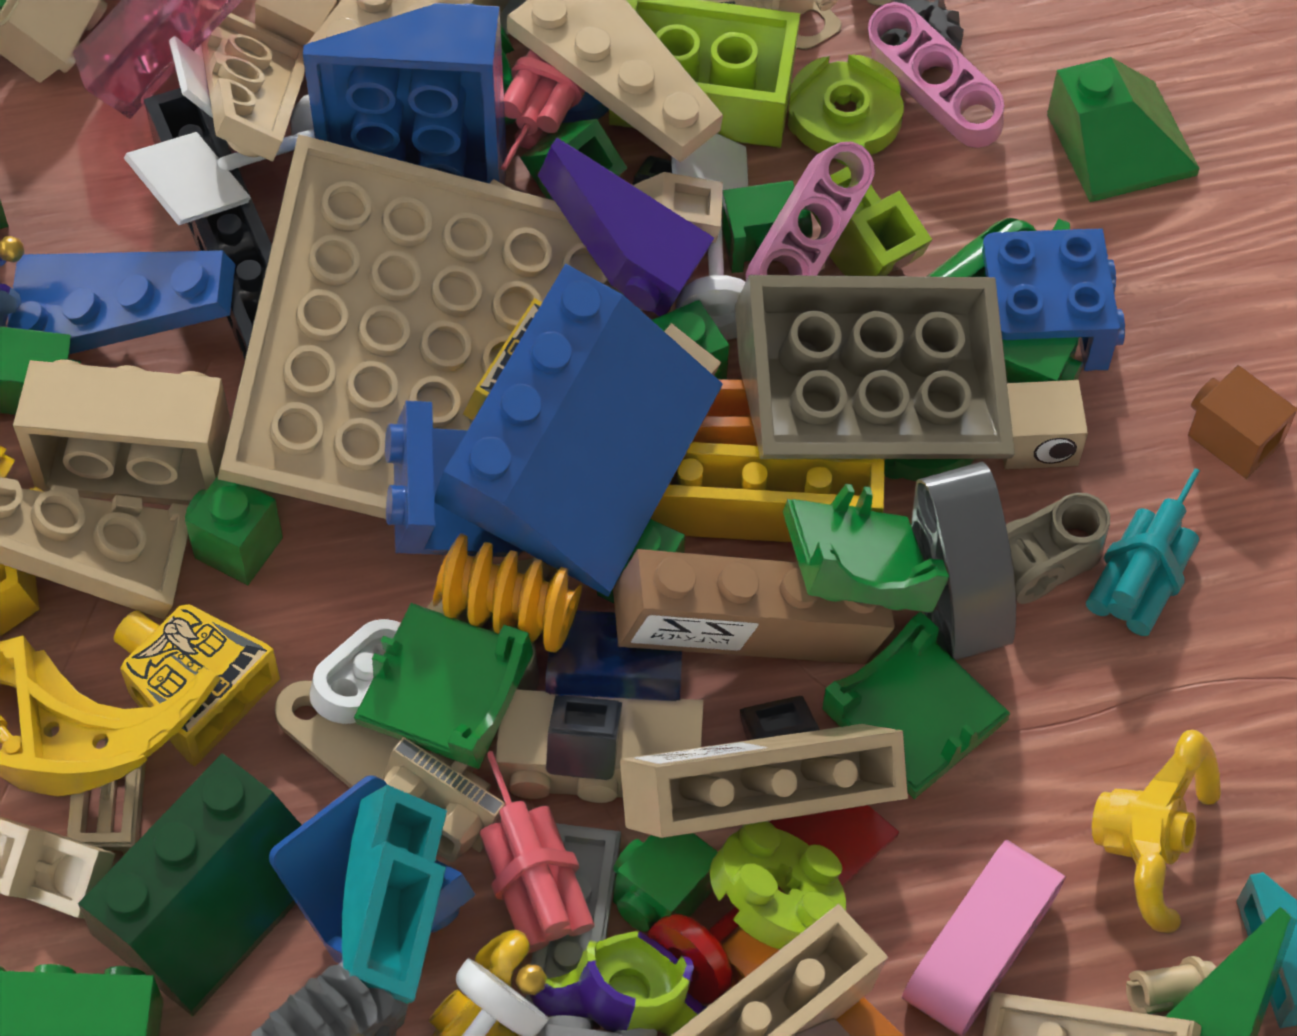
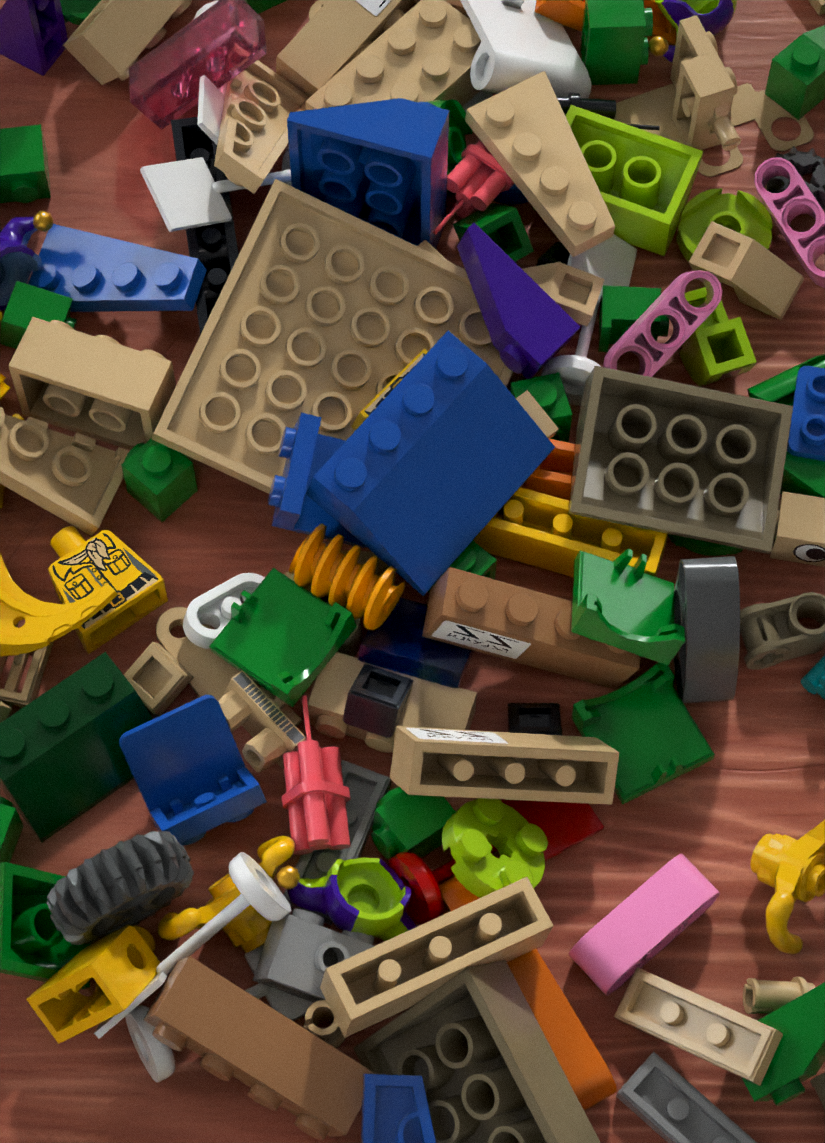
camera: 15 degrees right, 5 degrees up
(295, 773) = (157, 678): none -> tan tile
(391, 890) = (200, 787): teal slope -> none
(900, 143) = (748, 267): none -> tan slope

